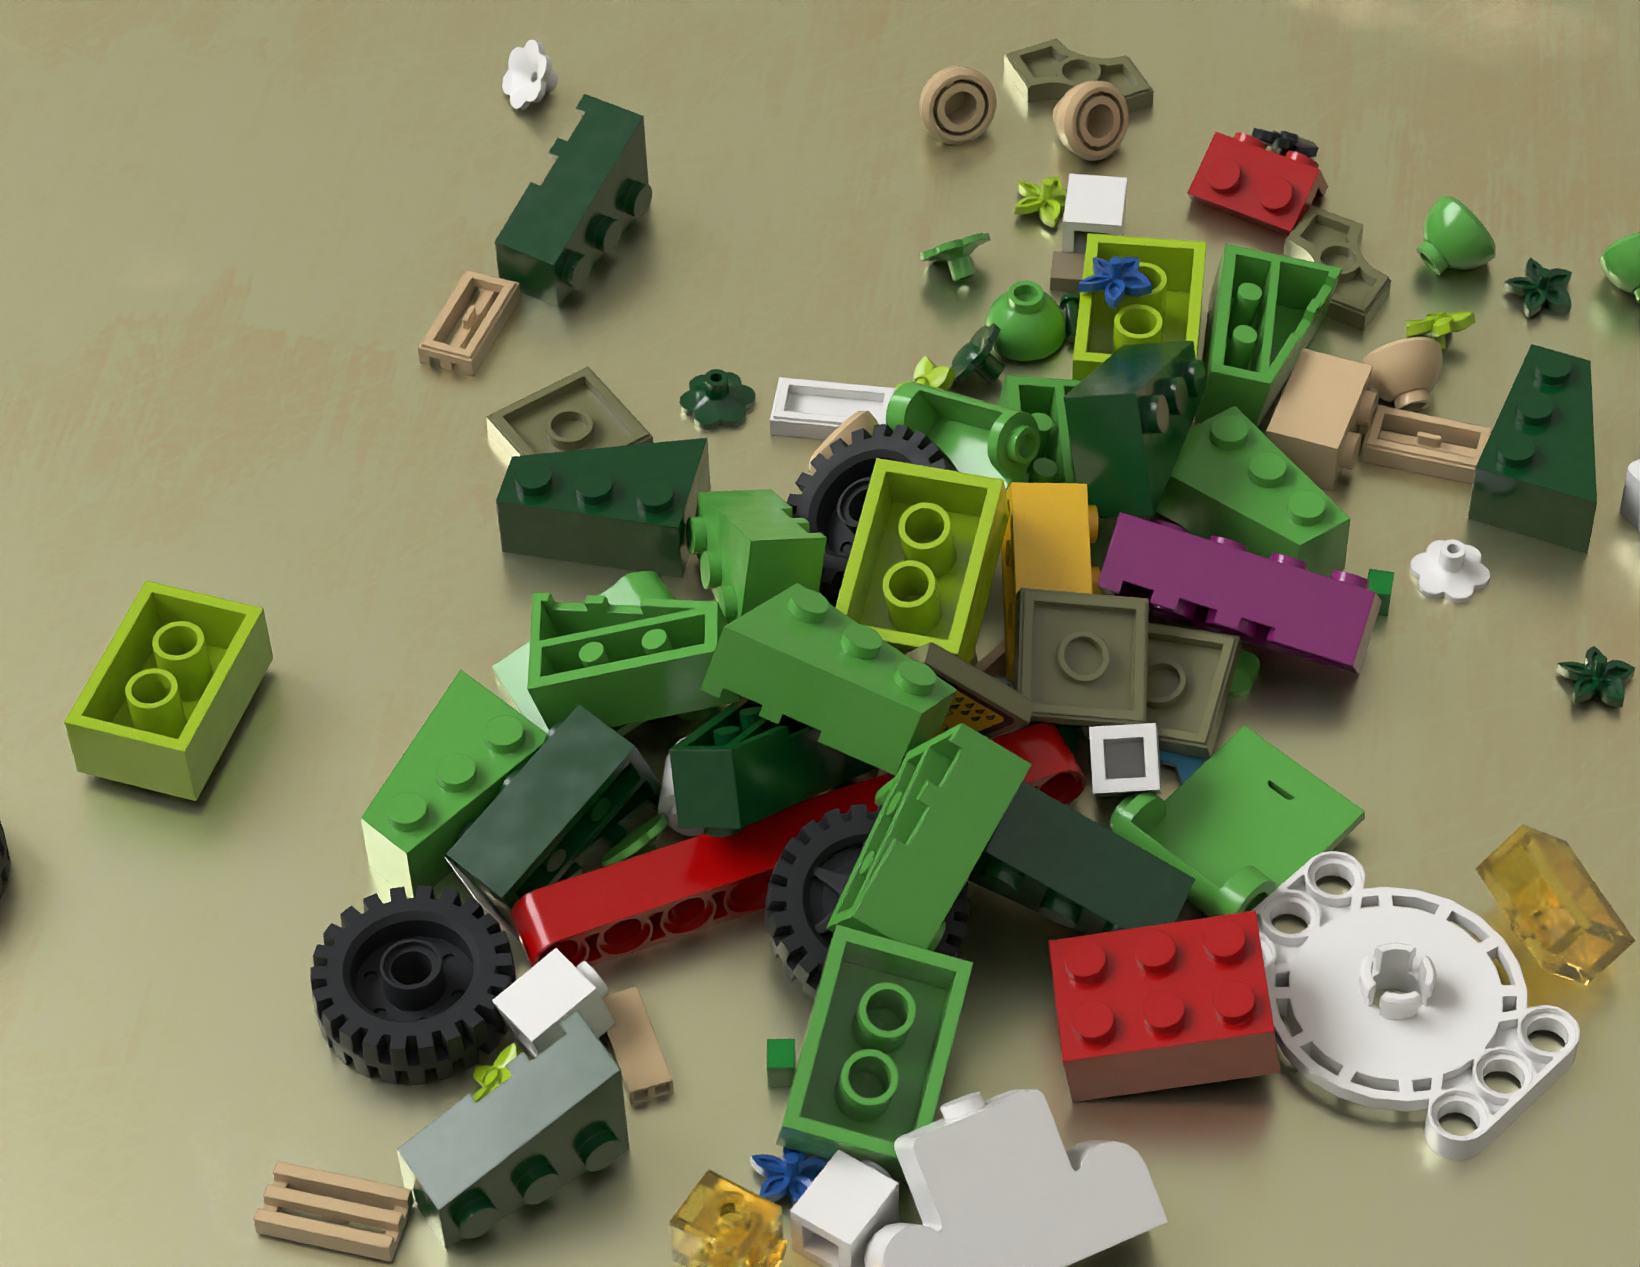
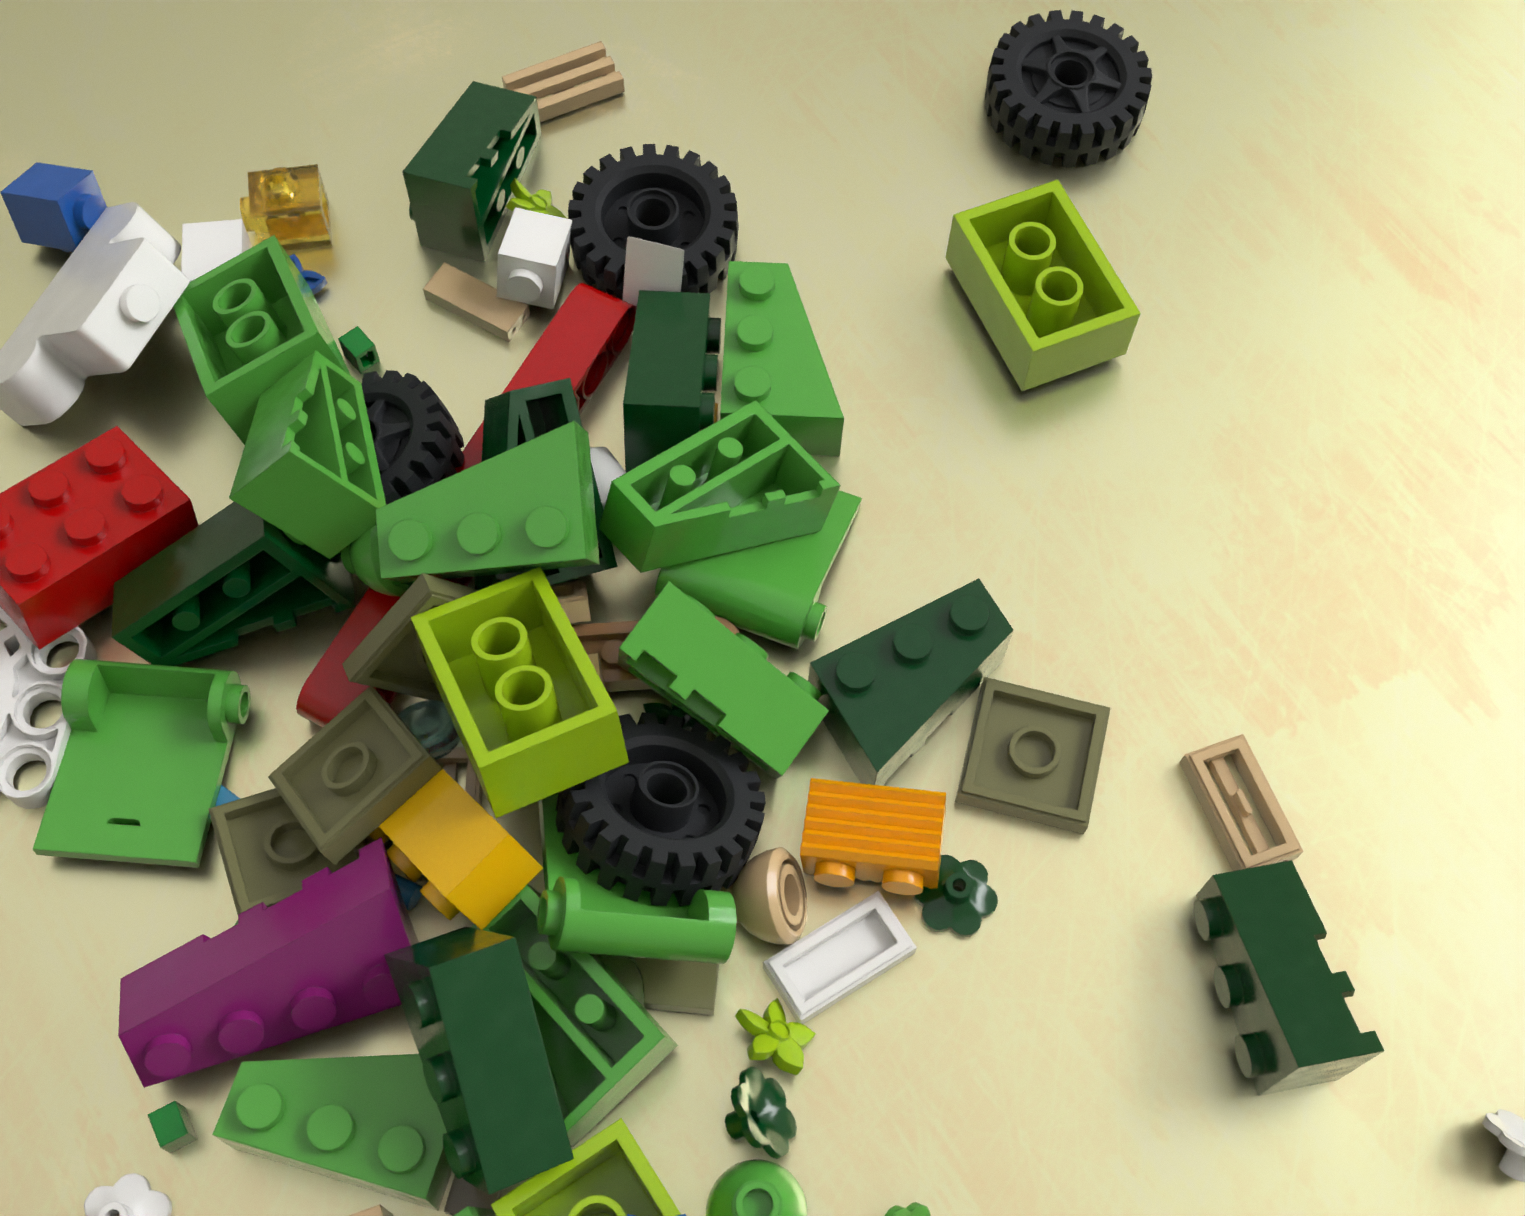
camera: 135 degrees right, 15 degrees up
(637, 841) = (602, 417): bright green plant -> none
(745, 437) = (873, 835): none -> light orange brick
(1125, 760) = (258, 728): white brick -> none

